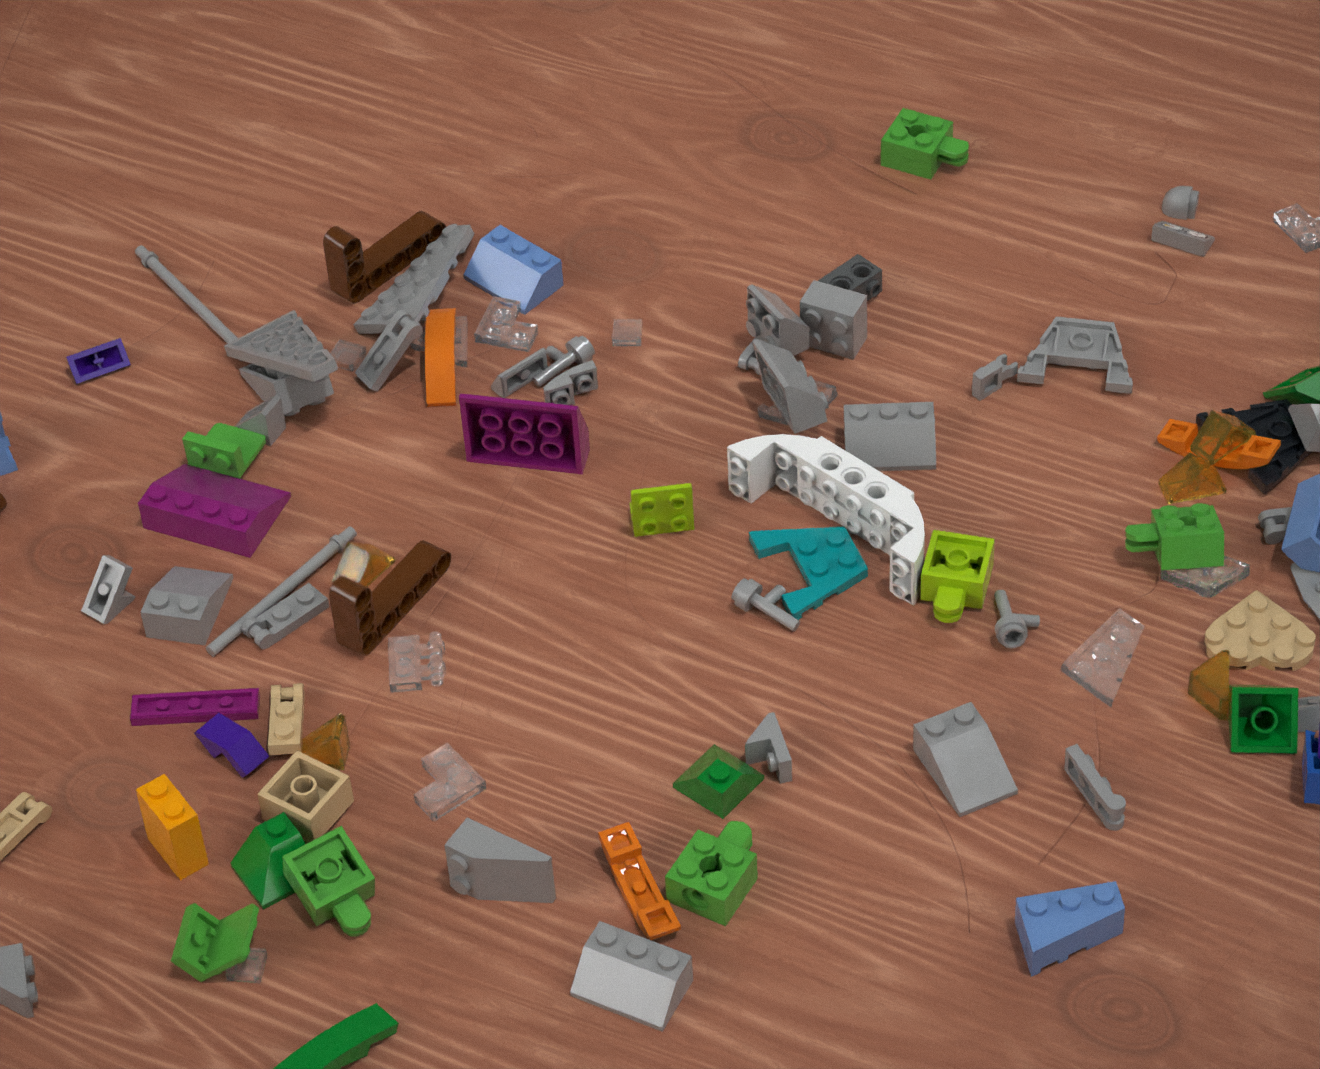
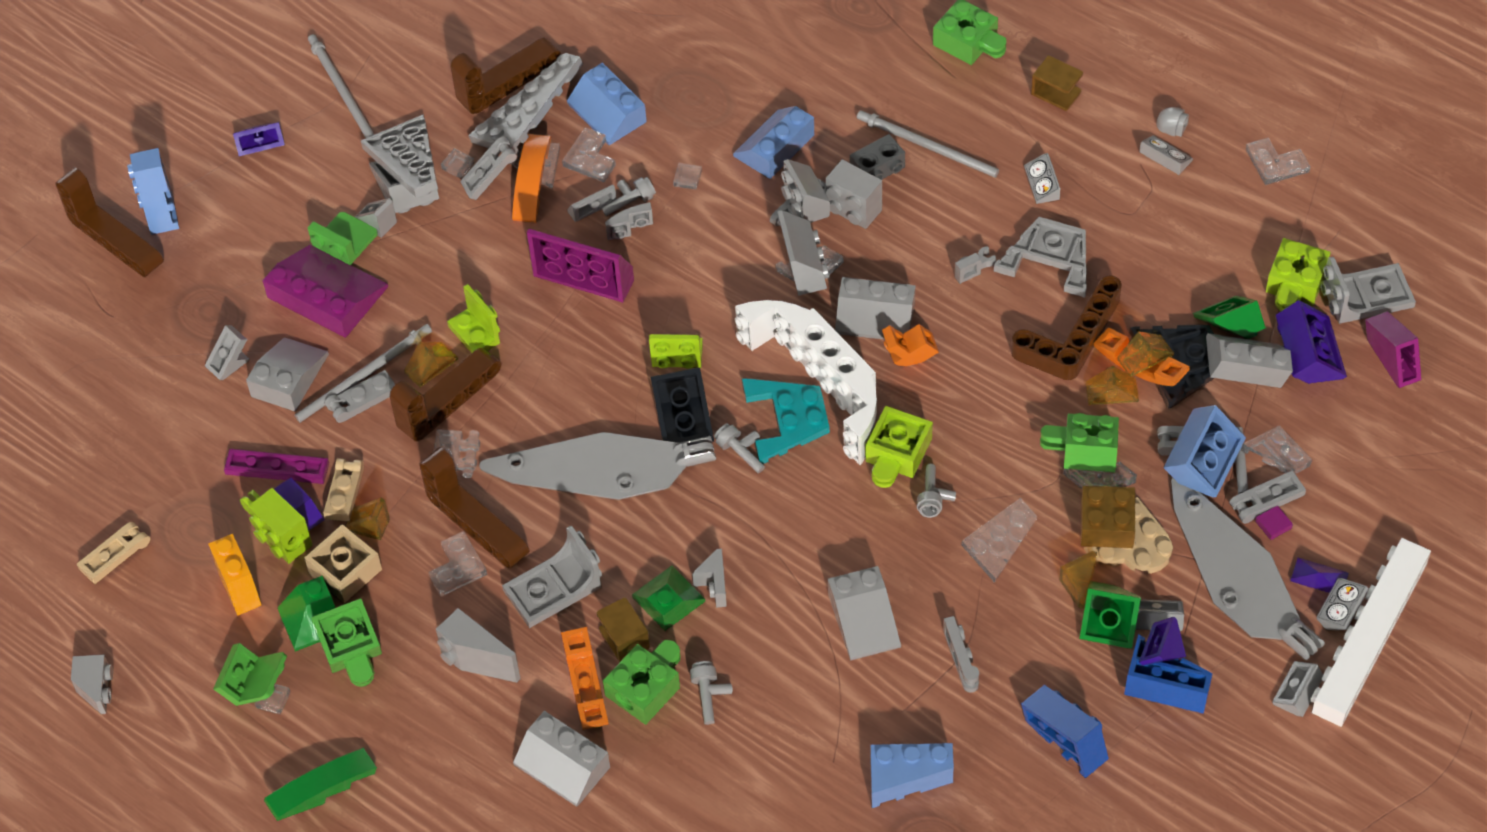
camera: 10 degrees right, 10 degrees up
(213, 764) = (277, 524): none -> lime brick
(414, 514) = (477, 324): none -> lime bracket
(446, 720) = (467, 512): none -> reddish brown beam
(581, 779) = (556, 582): none -> light grey bracket
(601, 647) = (602, 464): none -> light grey wing
(673, 818) = (622, 628): none -> pearl gold piece
(684, 571) = (682, 406): none -> black slope
(724, 281) = (777, 140): none -> medium blue slope
(785, 856) = (704, 674): none -> light grey piece
(833, 247) = (874, 120): none -> light grey bar
(943, 470) = (911, 347): none -> orange brick
(1036, 180) = (1056, 83): none -> pearl gold piece
(1048, 280) = (1042, 179): none -> slope
(1128, 458) = (1060, 355): none -> reddish brown beam
(1231, 610) = (1108, 516): none -> pearl gold brick
(1249, 845) = (1068, 727): none -> blue wedge

